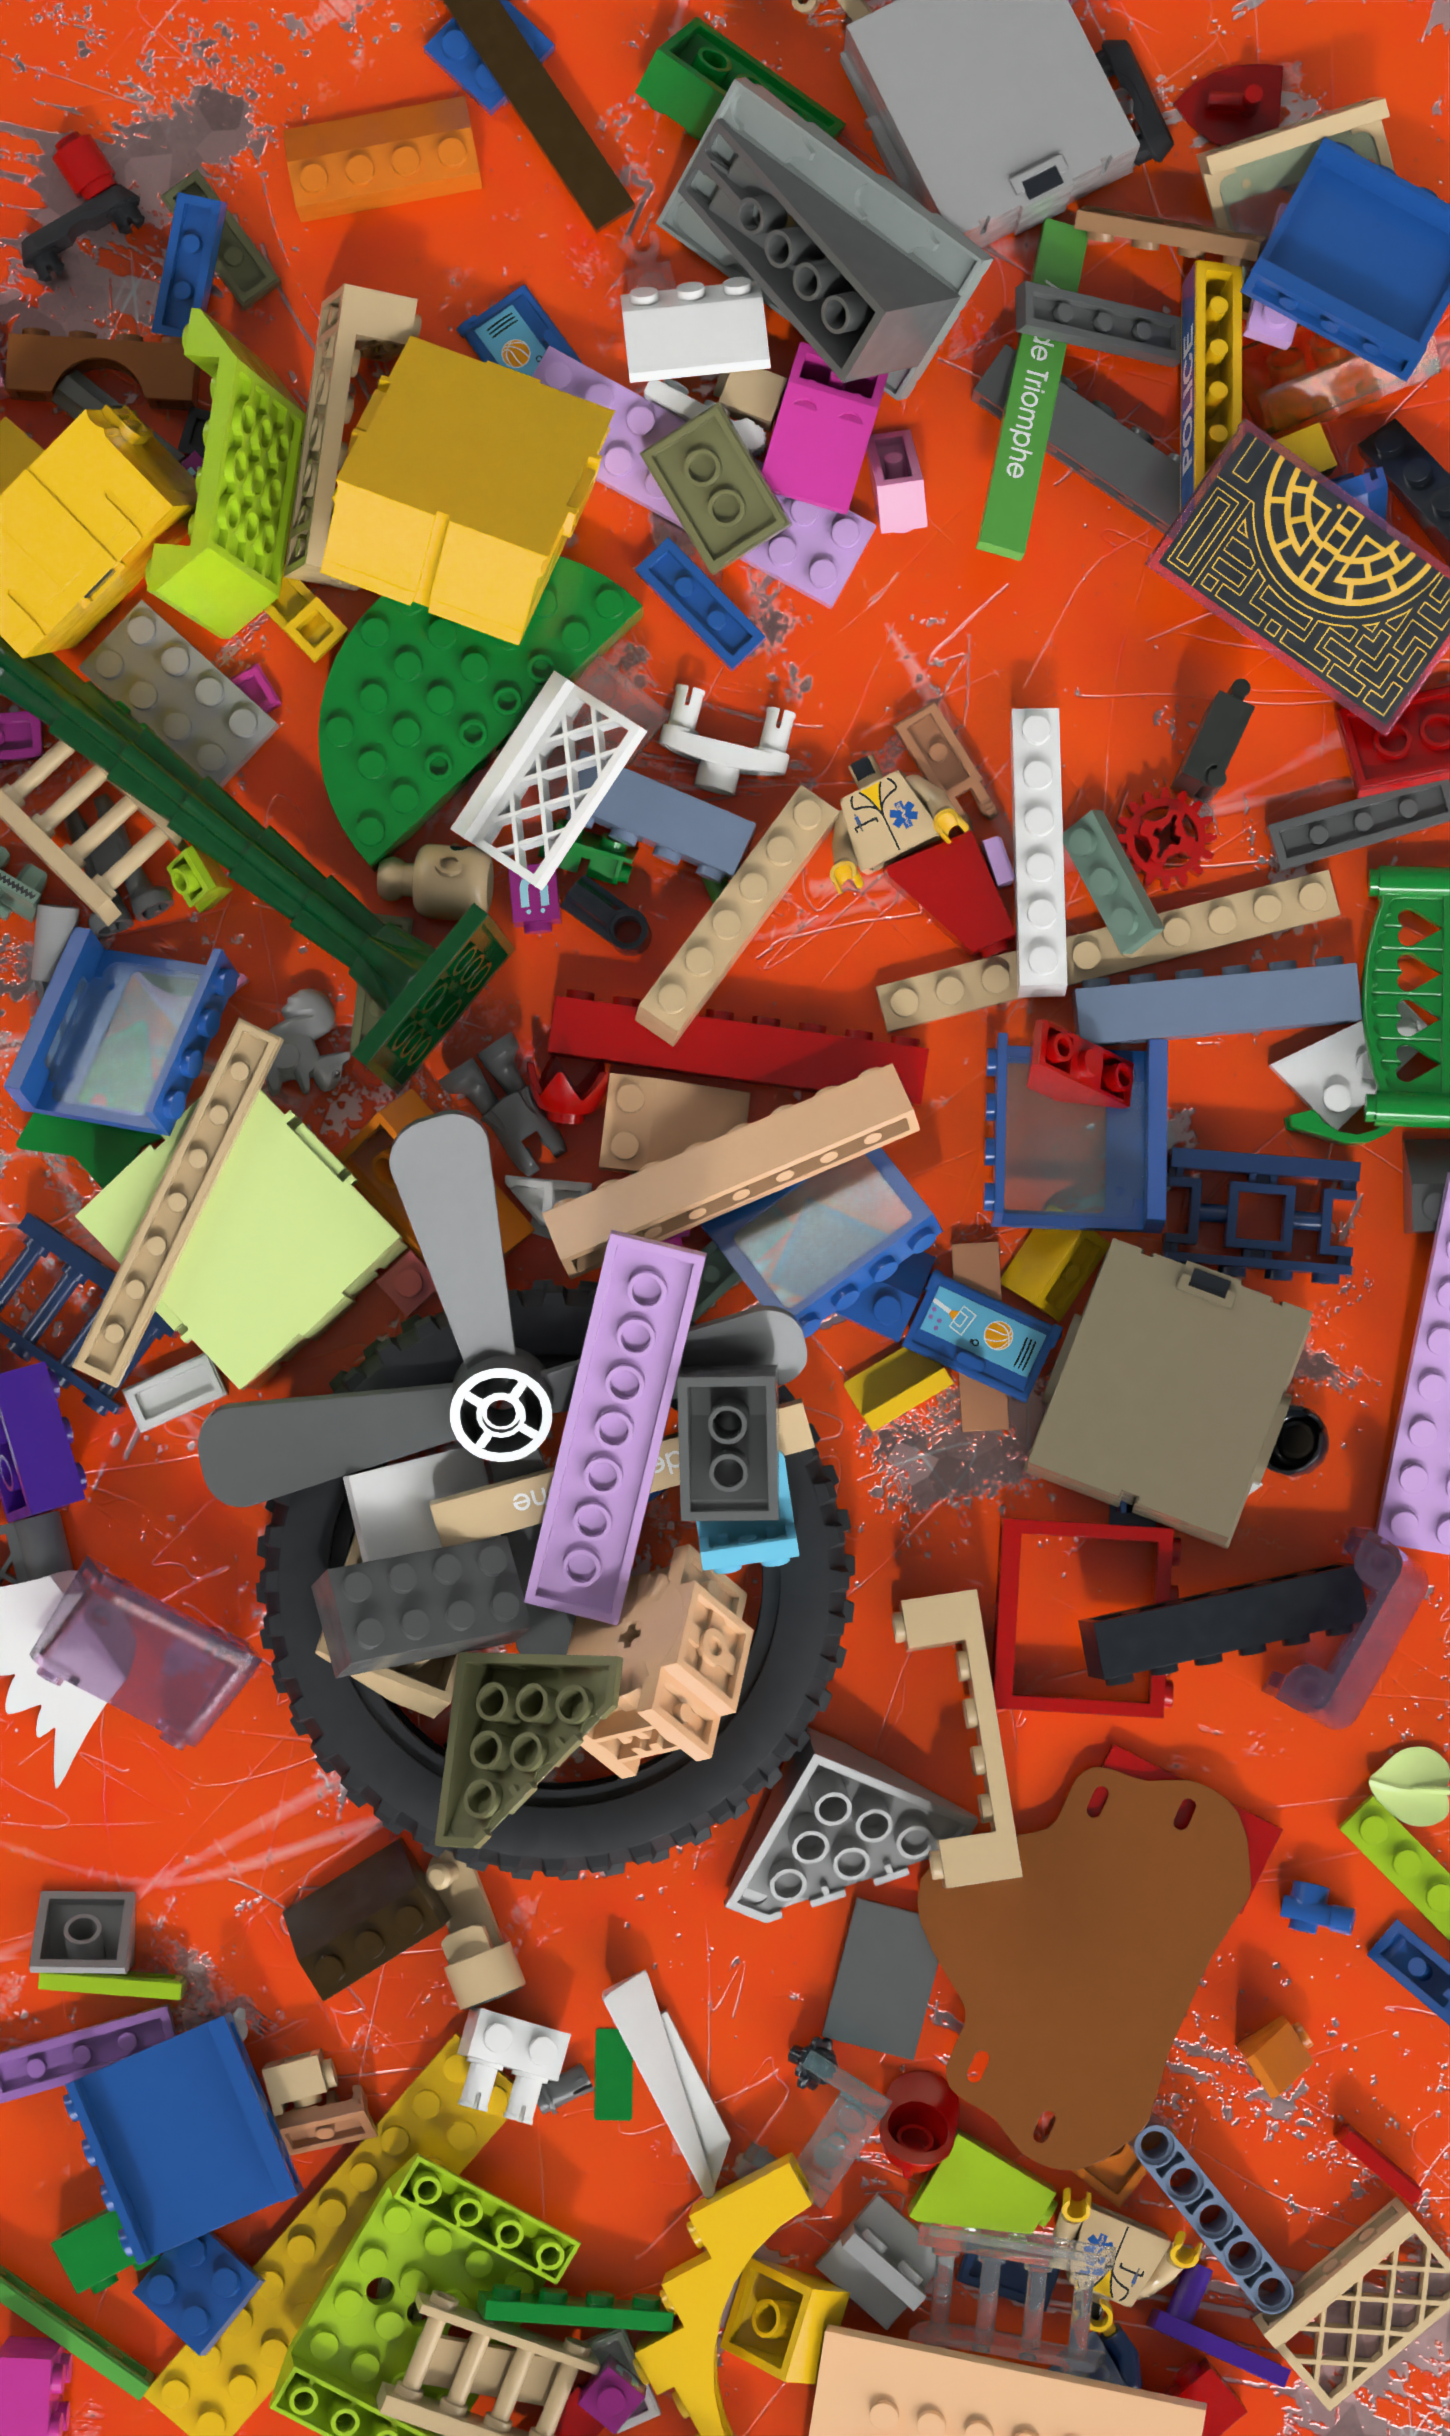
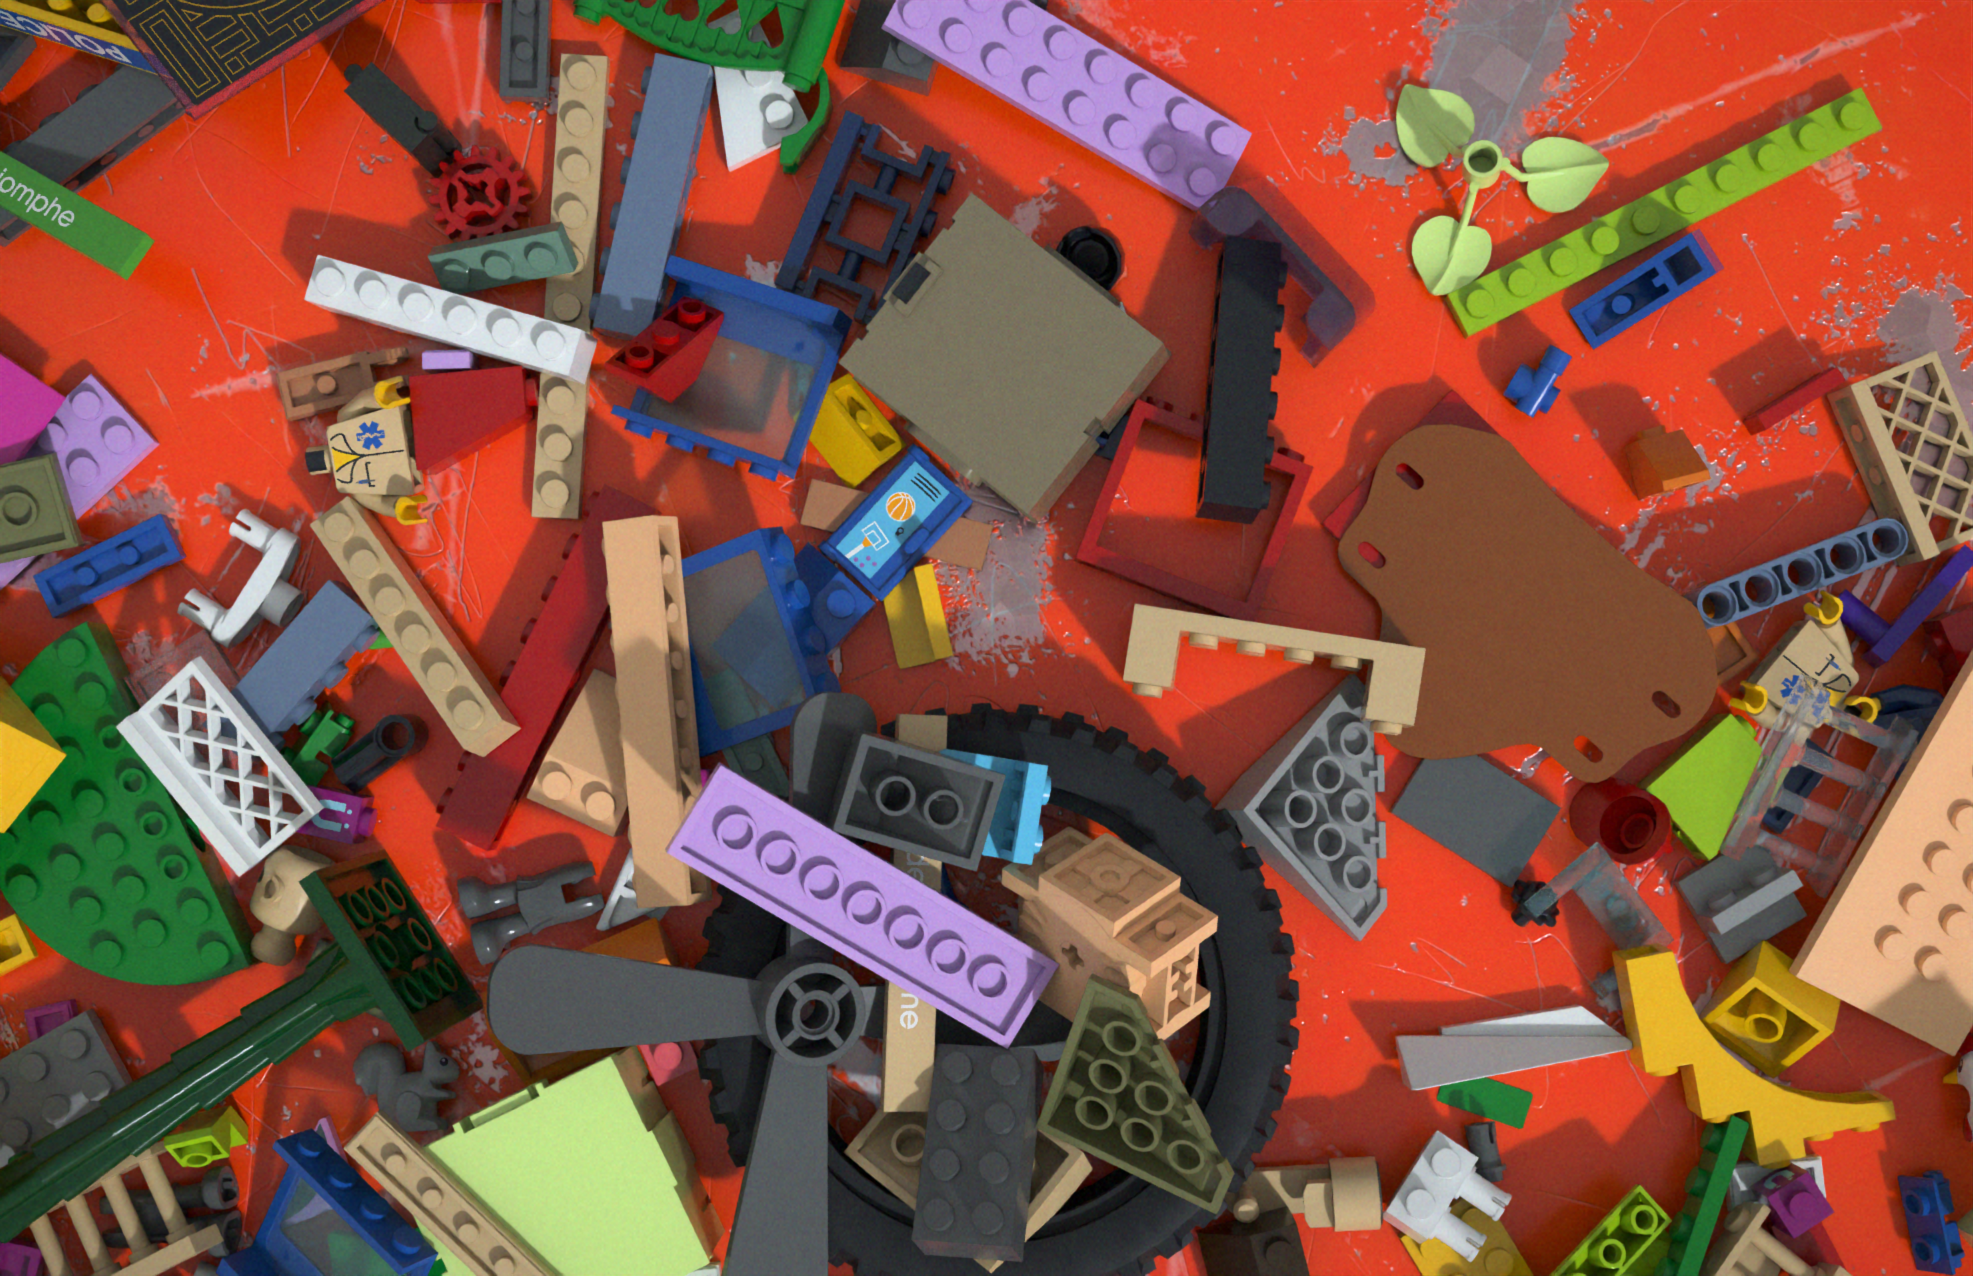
camera: 70 degrees left, 0 degrees up
(394, 1501) = (870, 1145): white tile -> none
(559, 1095) = (536, 851): red piece -> none
(896, 482) = (56, 341): bright pink slope -> none

